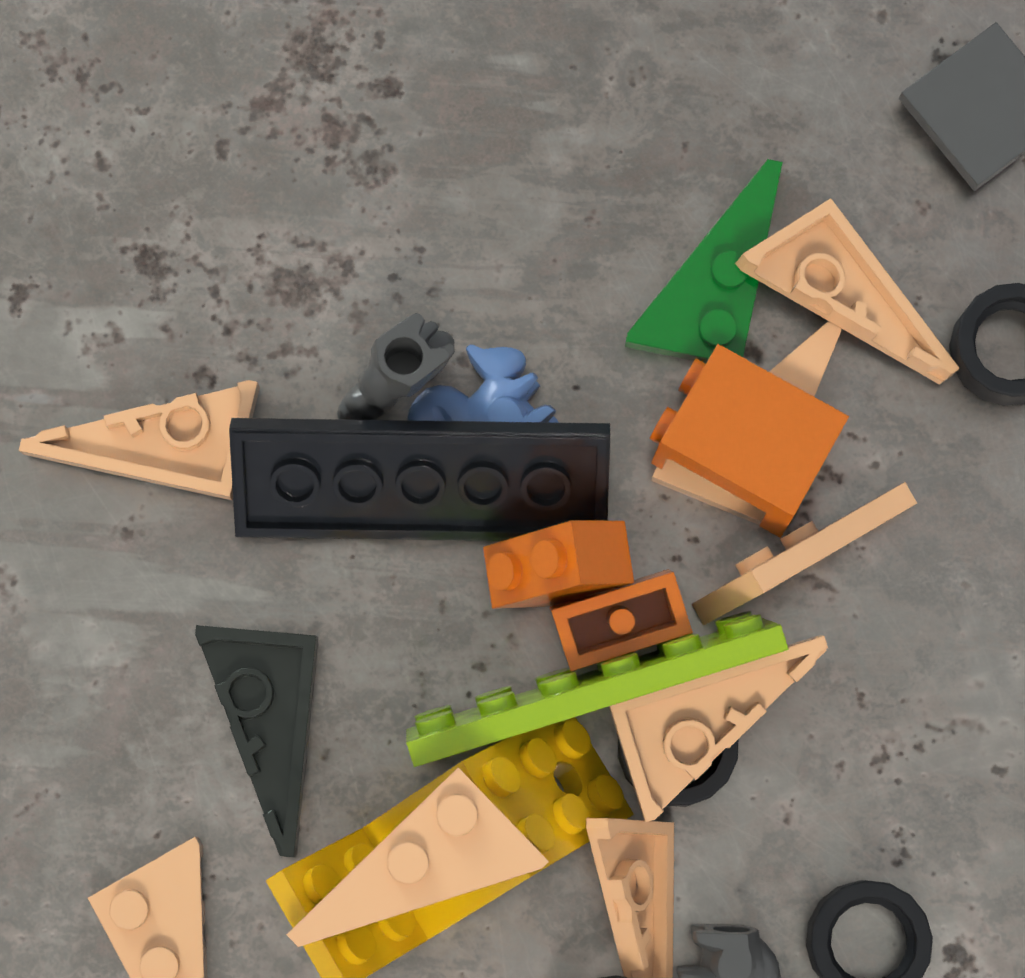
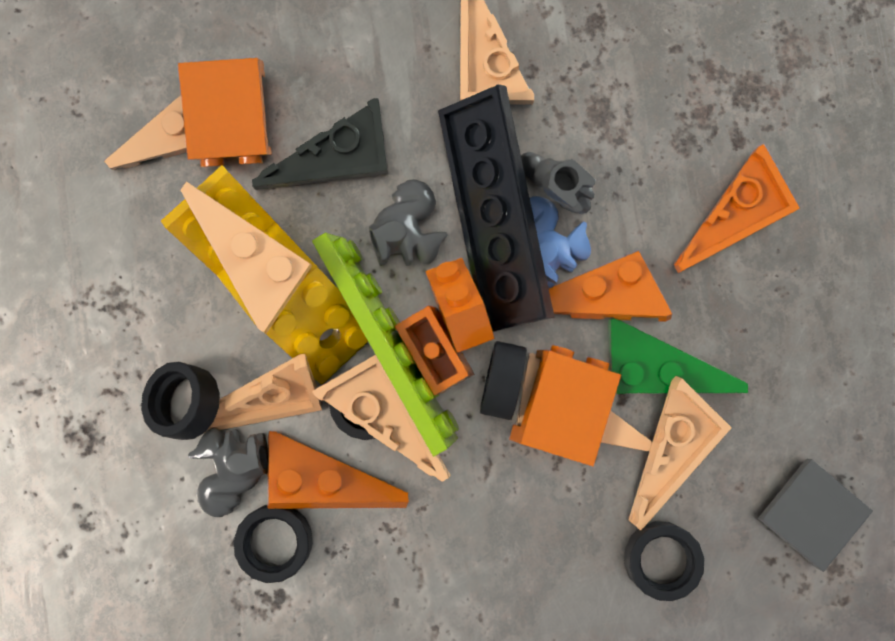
camera: 70 degrees right, 5 degrees up
(163, 873) = (224, 110): none -> orange panel
(411, 639) = (398, 228): none -> dark grey animal
(495, 95) = (748, 205): none -> orange wing
(582, 326) = (613, 290): none -> orange wing
(689, 523) = (503, 380): none -> black tyre
(783, 858) = (311, 479): none -> orange wing
(803, 548) = (503, 454): light nougat wing -> none

